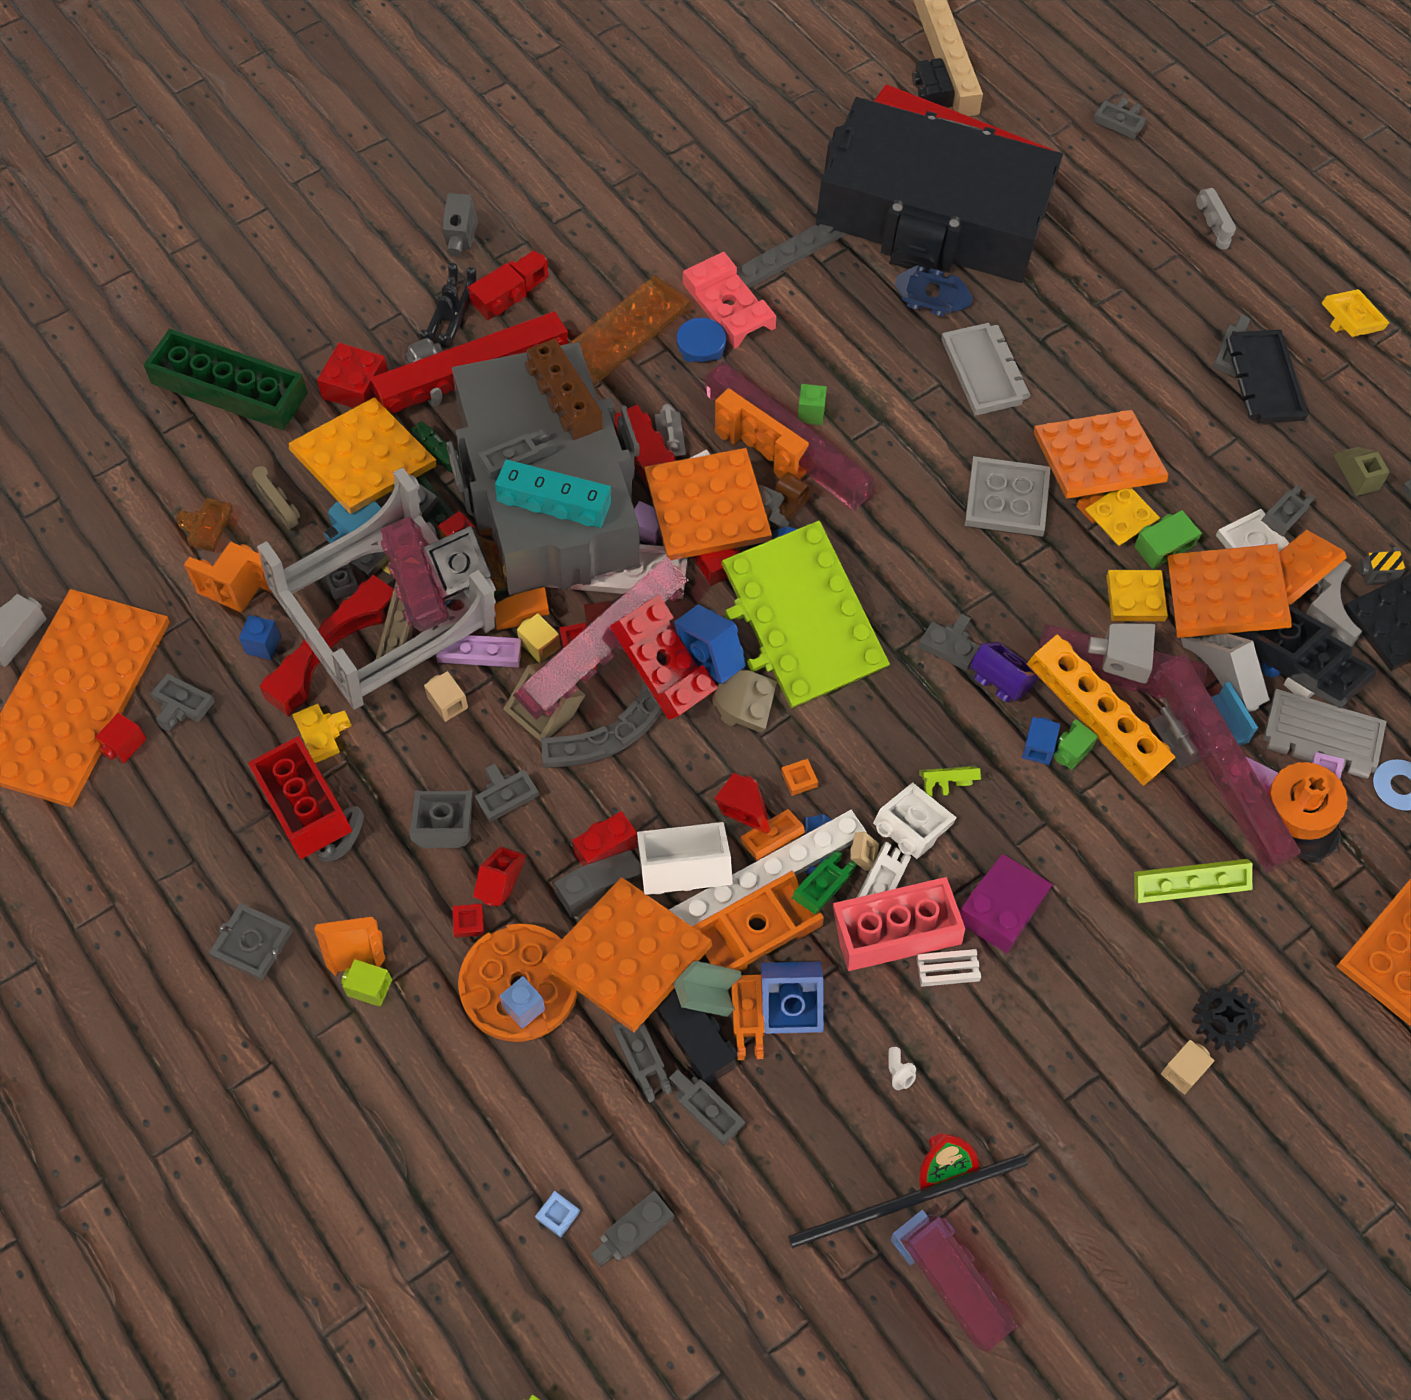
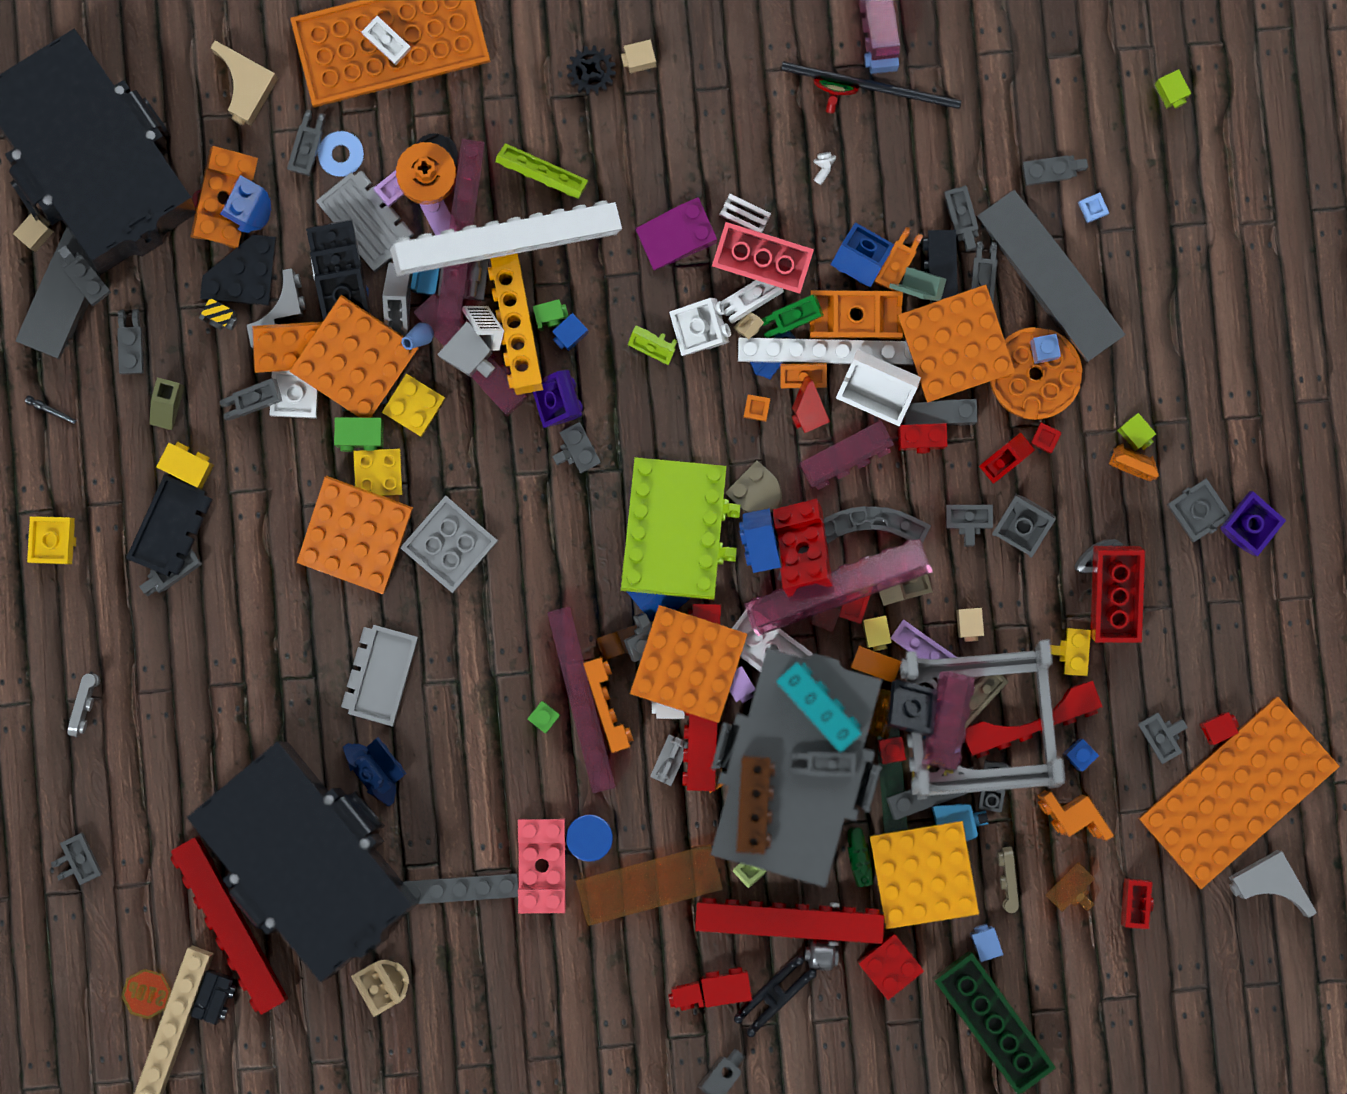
camera: 145 degrees left, 25 degrees up
(131, 538) = (1136, 903): none -> red brick
(178, 952) = (1252, 524): none -> dark purple brick
(268, 439) = (986, 942): none -> medium blue brick
(563, 1098) = (1051, 276): none -> dark grey slope
(676, 780) = (845, 455): none -> clear pink brick
(801, 155) = (382, 985): none -> tan slope
(990, 67) = (146, 993): none -> piece
(1134, 686) = (485, 324): none -> white panel
(1176, 771) = (506, 238): none -> white brick
(1186, 638) = (418, 336): none -> medium blue cone
(1297, 429) = (184, 465): none -> yellow brick

